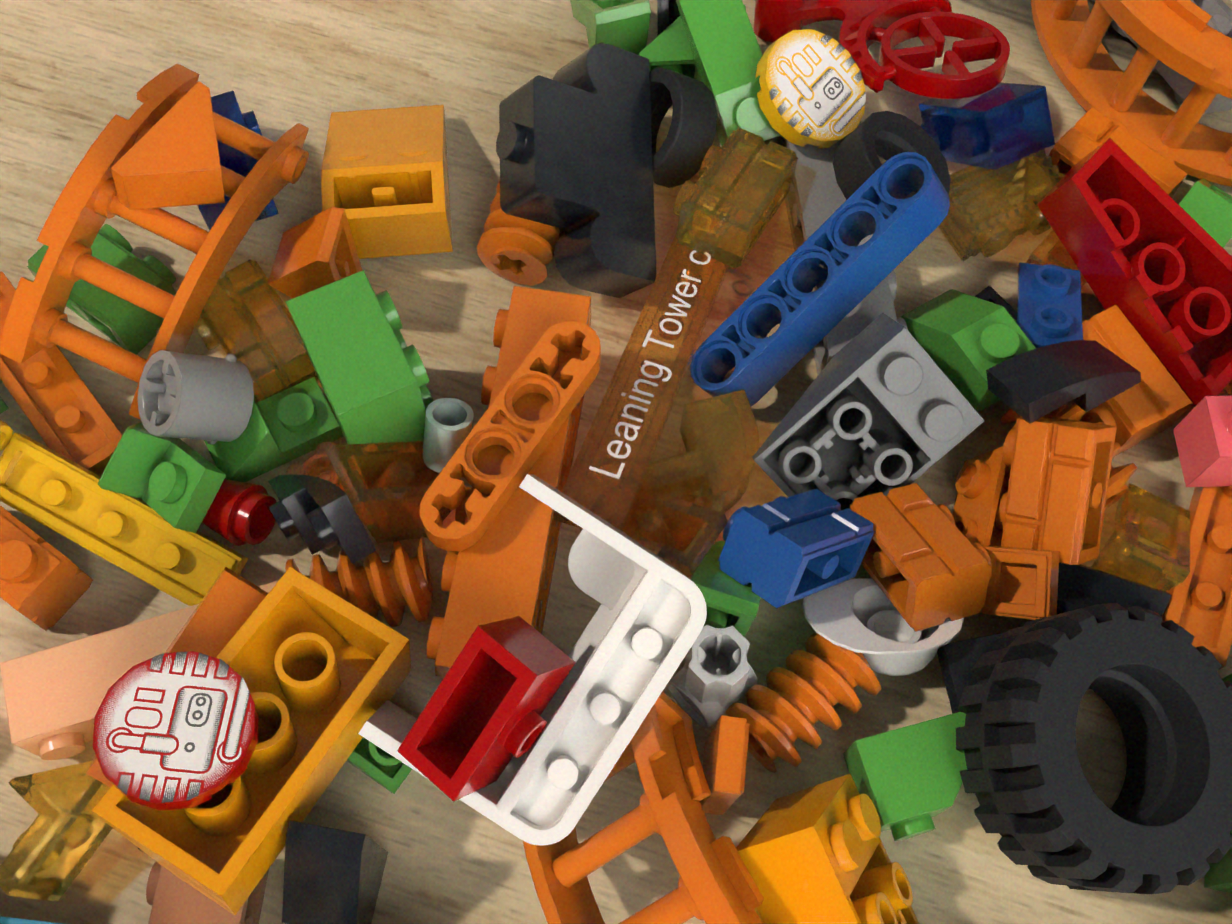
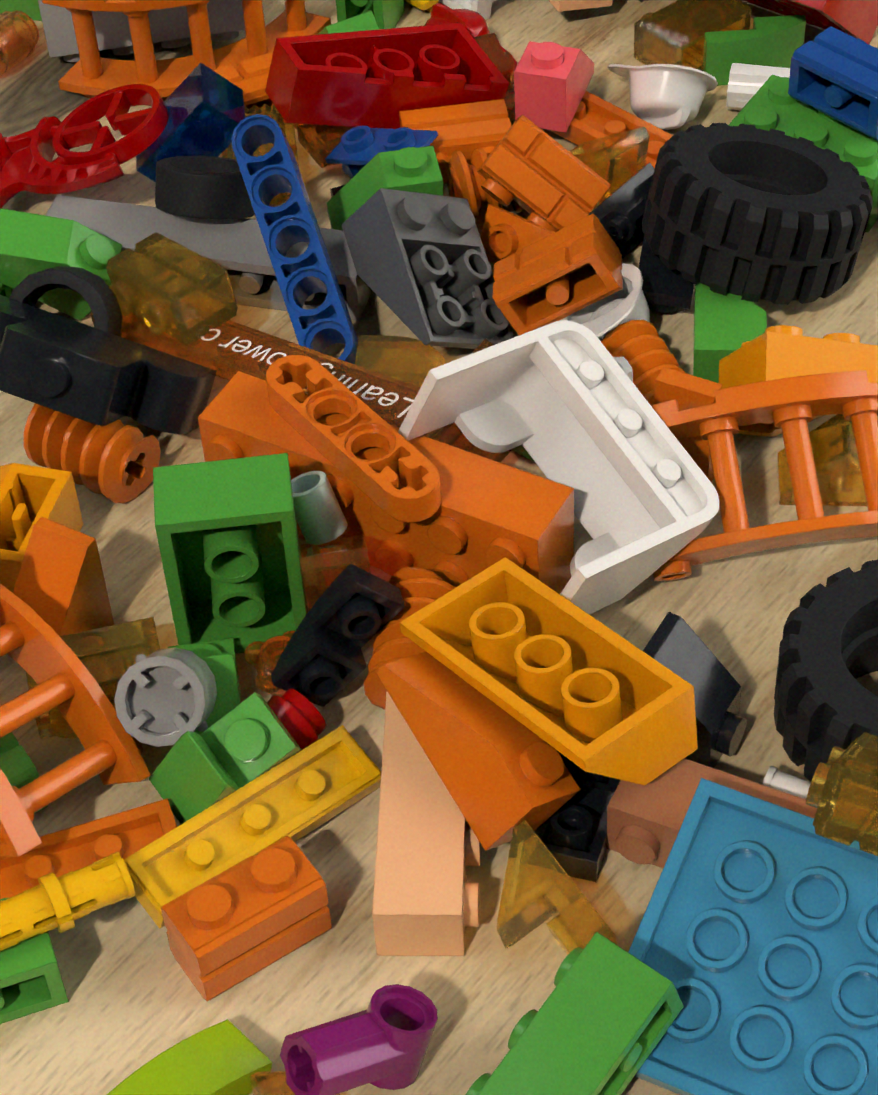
camera: 65 degrees left, 20 degrees down
(175, 730) = (534, 689): tile -> none
(486, 707) = (599, 481): red brick -> none
(794, 546) = (522, 310): blue brick -> none
(810, 89) = (106, 201): tile -> none
(1022, 582) = (616, 216): orange tile -> none
(1060, 374) = (461, 138): black slope -> none

